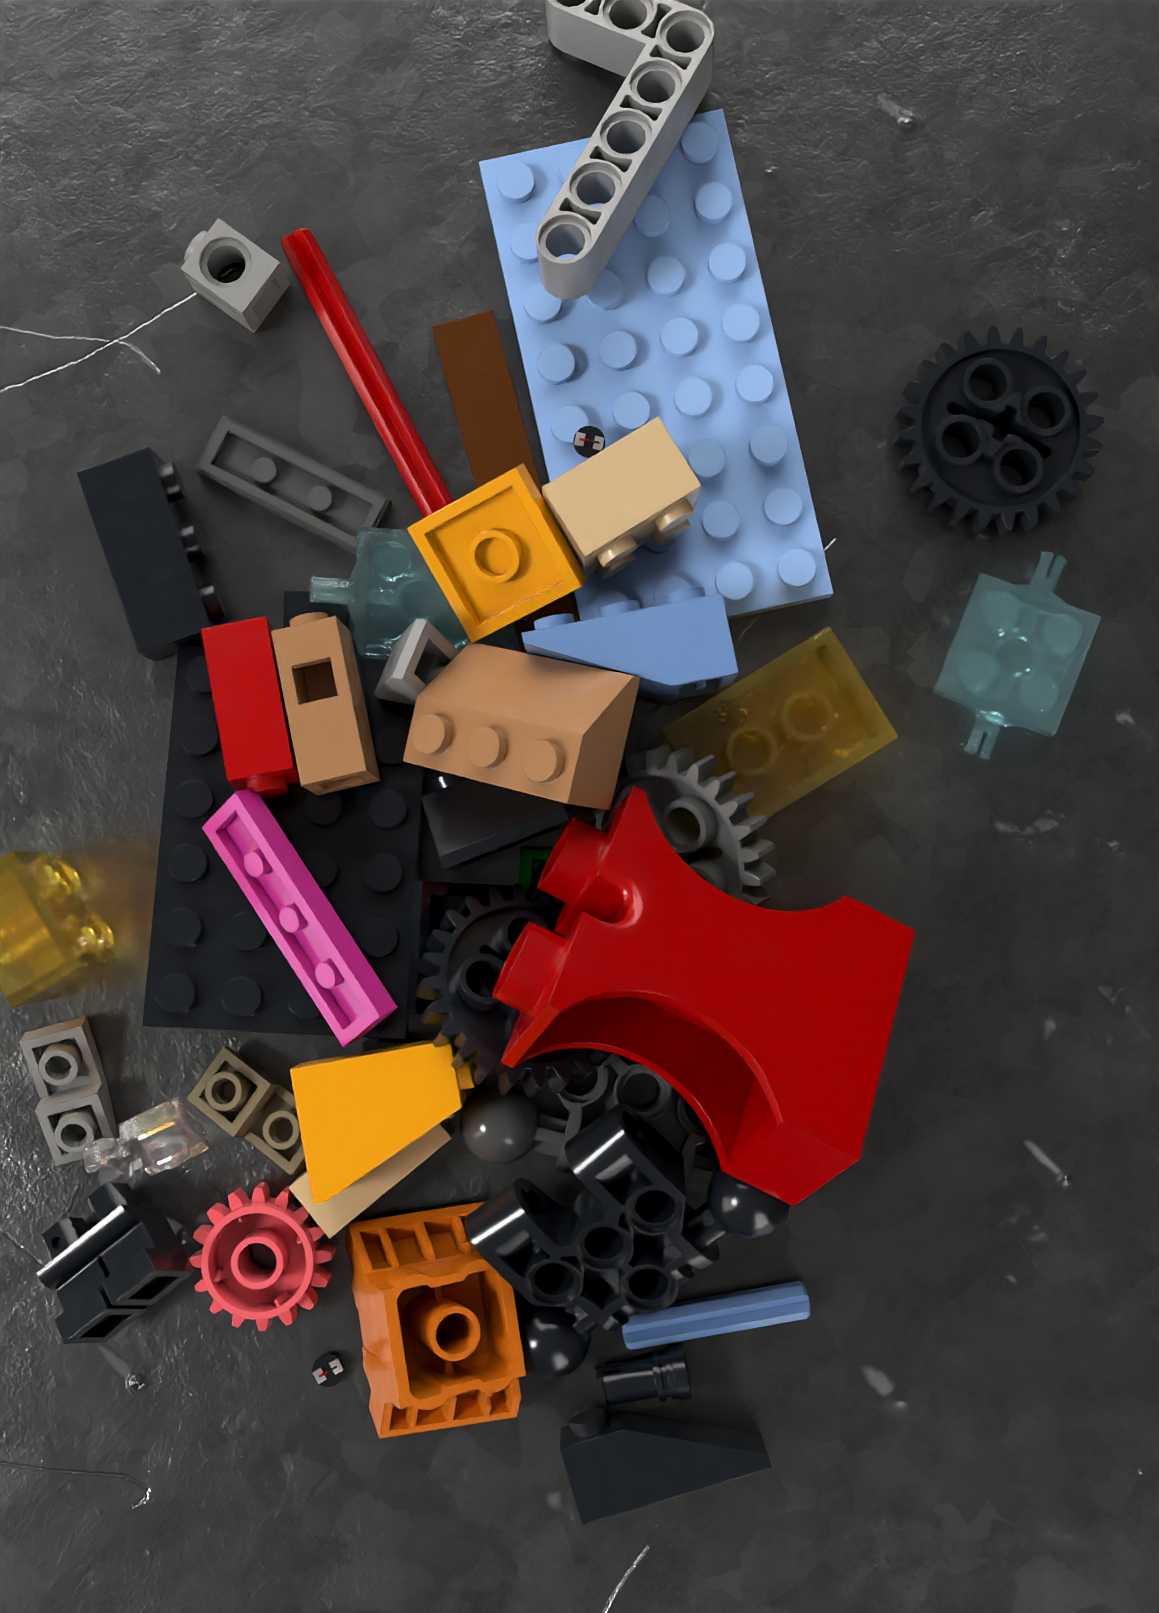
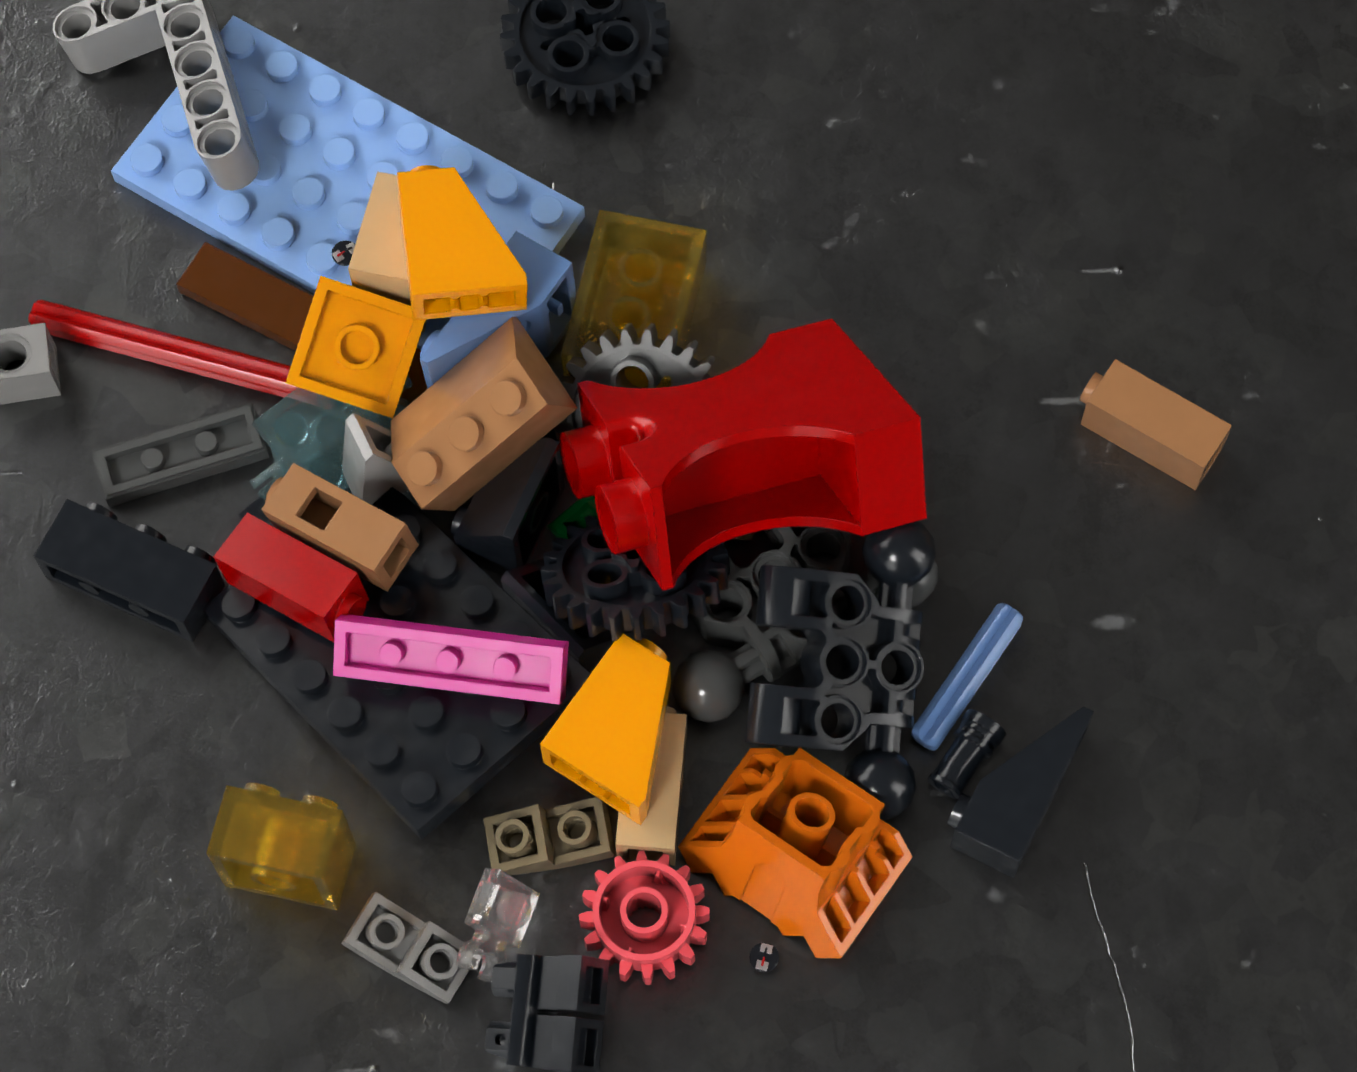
camera: 45 degrees left, 20 degrees down
(639, 562) = (453, 249): none -> light orange slope
(1016, 655) = (730, 143): clear light blue plate -> none
(1093, 1269) = (1153, 423): none -> medium nougat brick

